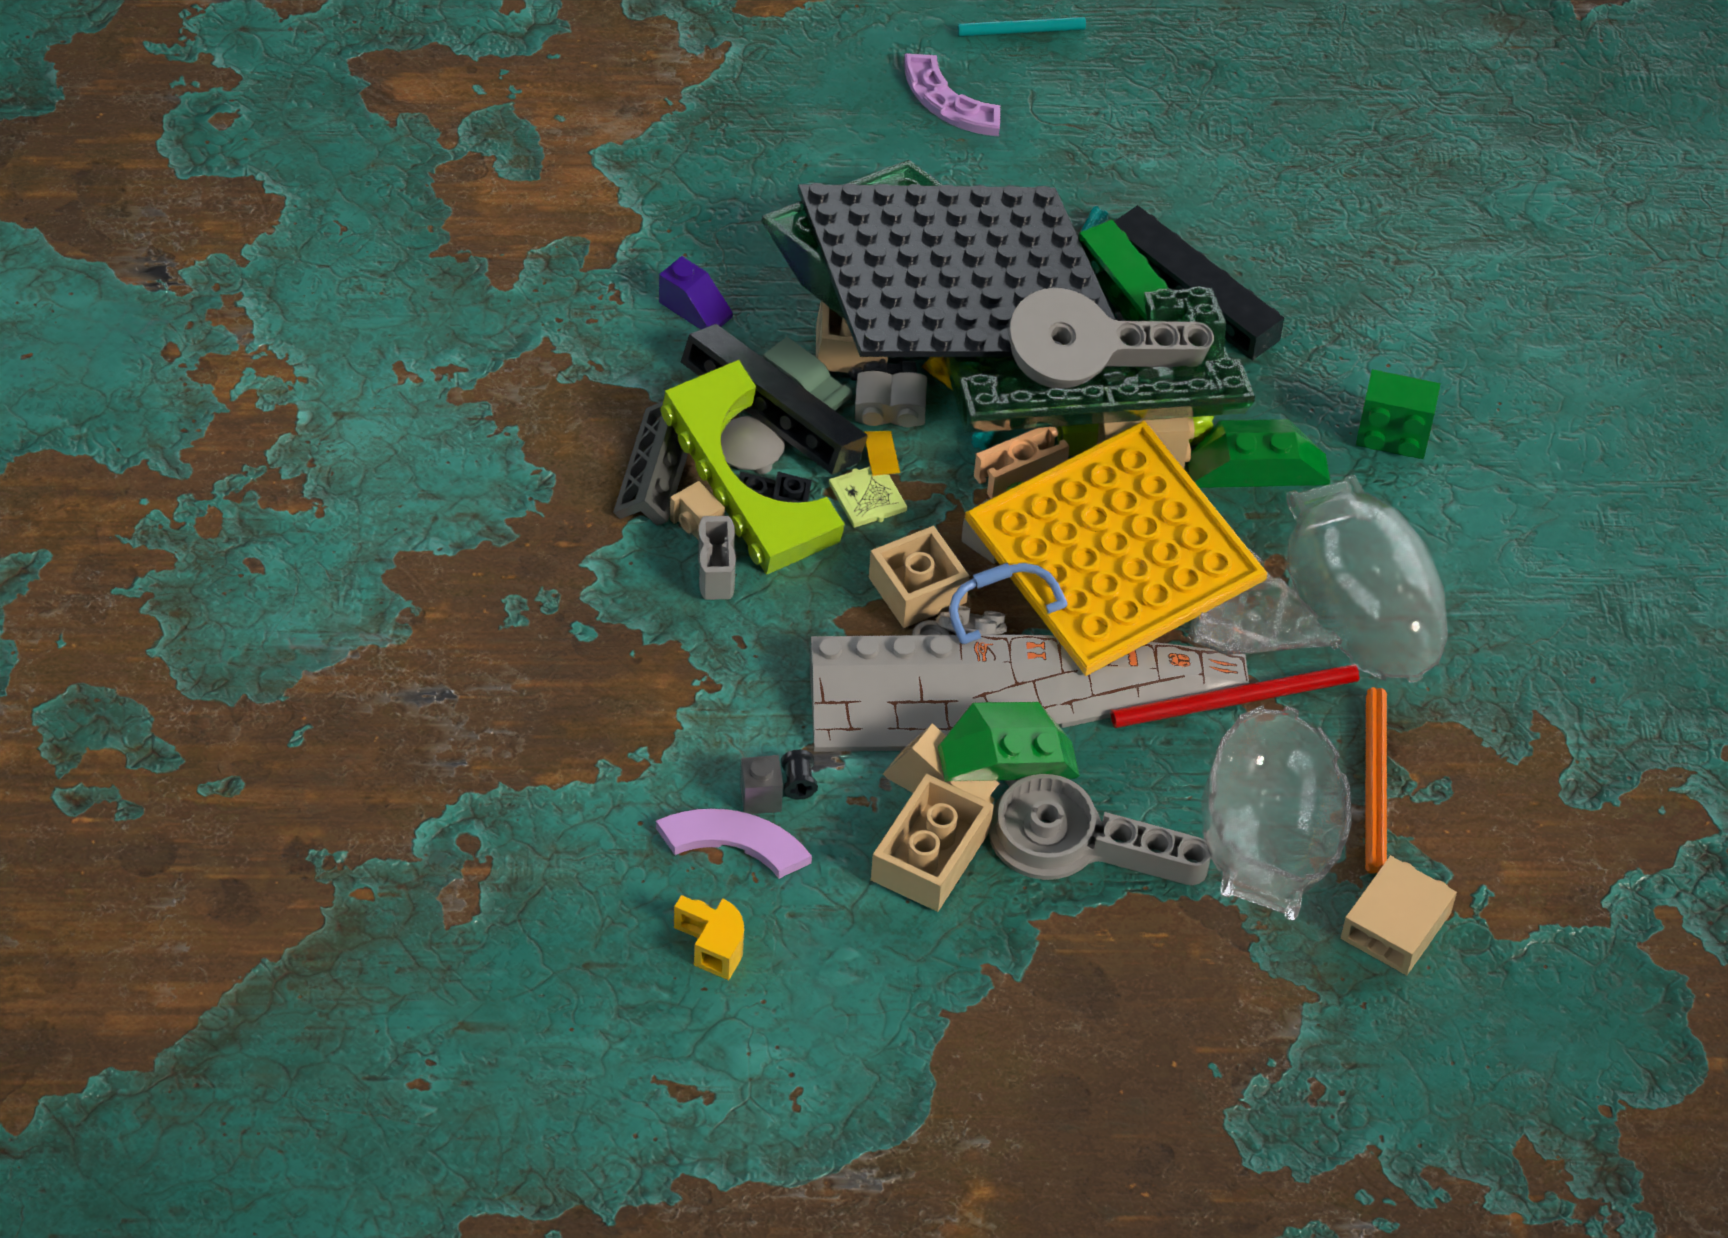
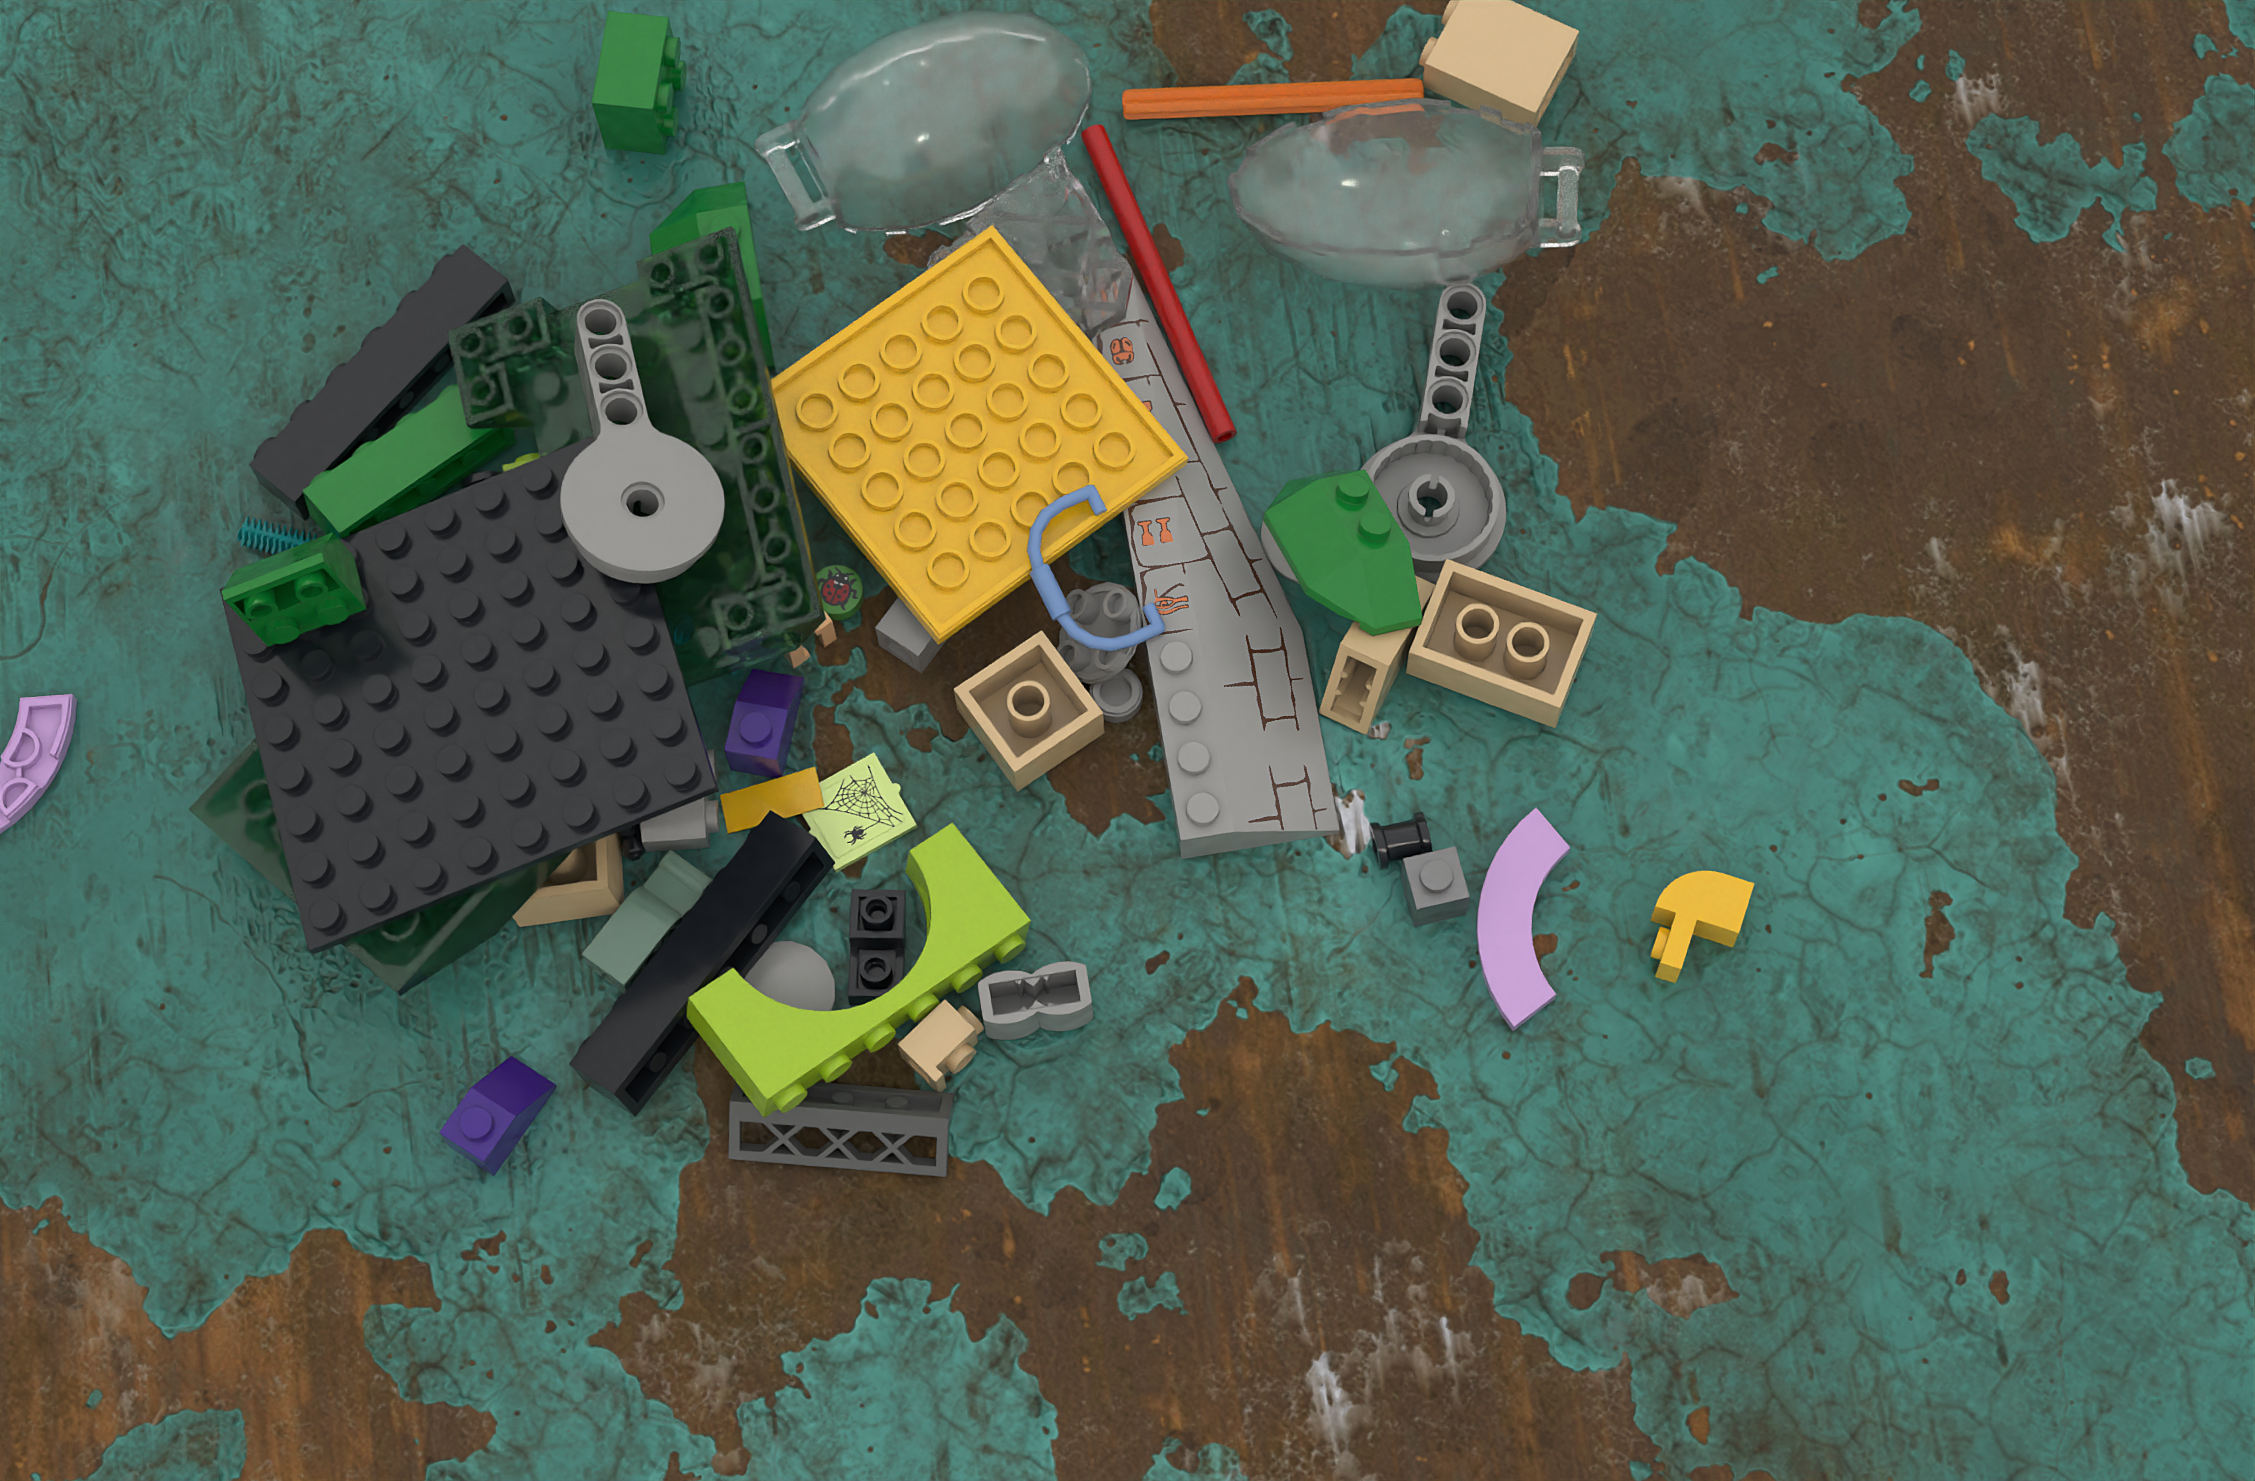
camera: 90 degrees left, 20 degrees up
(933, 447) = (763, 723): none -> dark purple slope
(1035, 193) = (296, 590): none -> green slope

